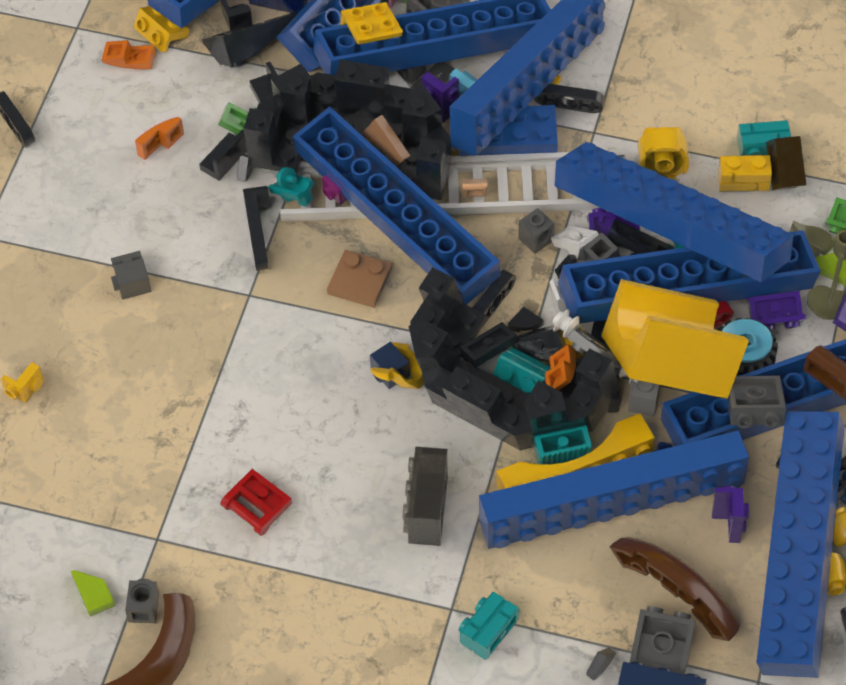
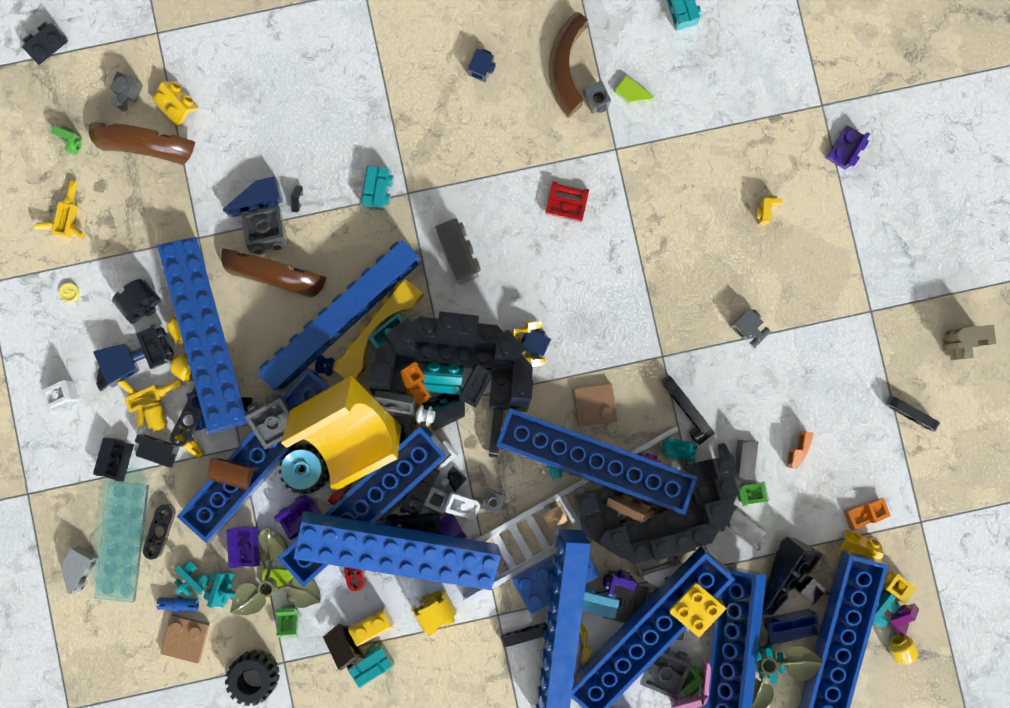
camera: 145 degrees right, 30 degrees up
(525, 320) = (465, 426): black tile -> none
(730, 505) = (255, 338): dark purple bracket -> none

